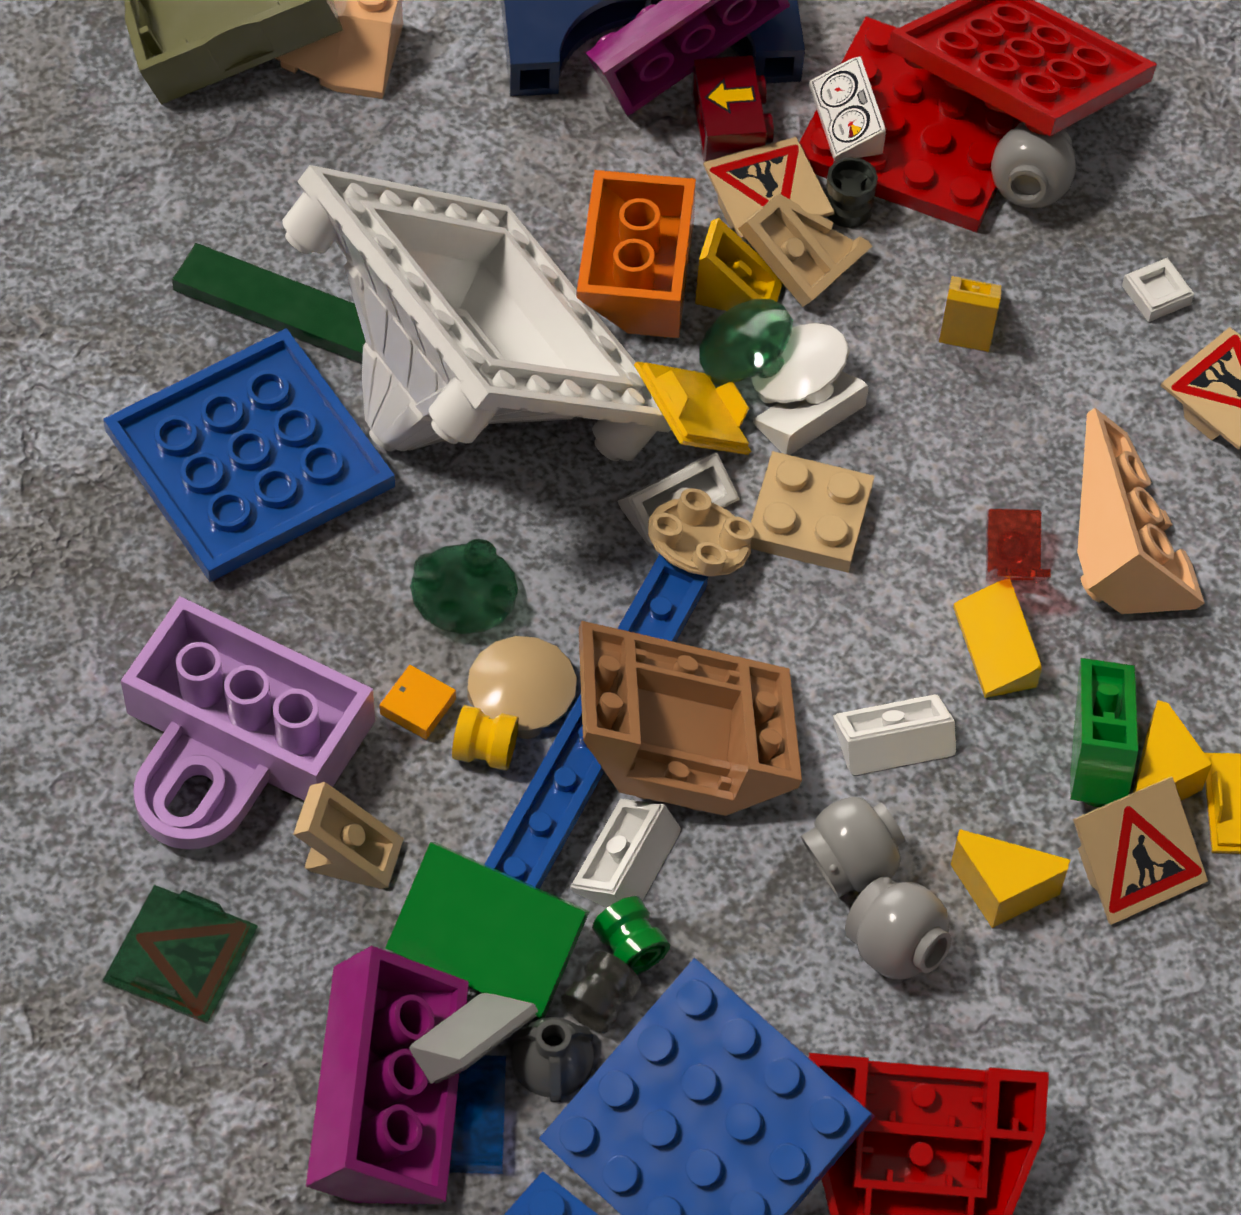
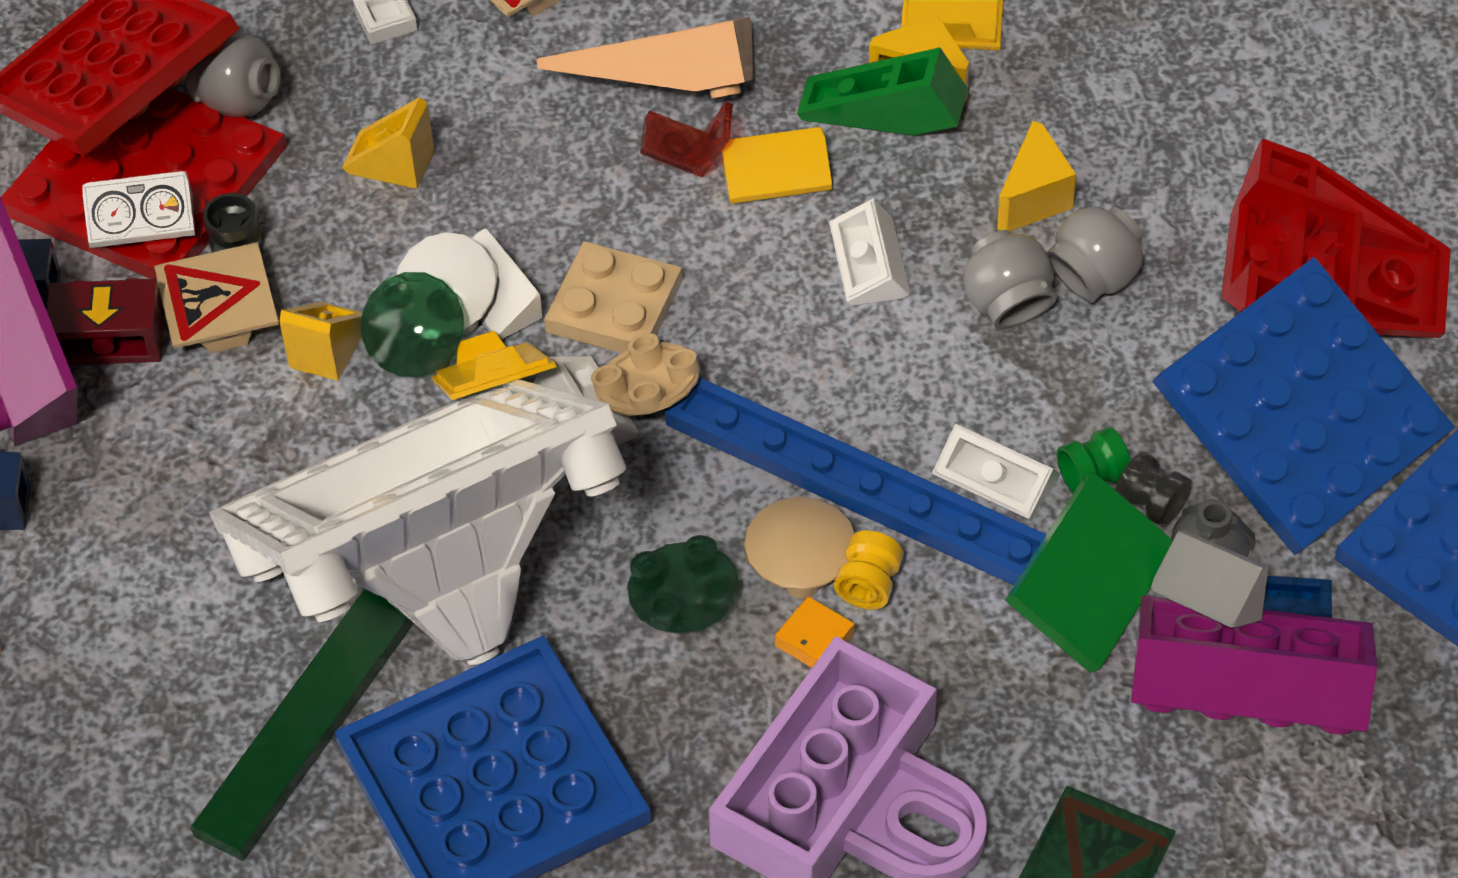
camera: 80 degrees left, 5 degrees down
(346, 839) = (983, 698): tan slope -> none
(638, 250) = (292, 390): orange slope -> none
(686, 721) = (867, 390): medium nougat slope -> none
(801, 247) = (303, 270): tan wing -> none
(1139, 850) = (1013, 85): tan piece -> none

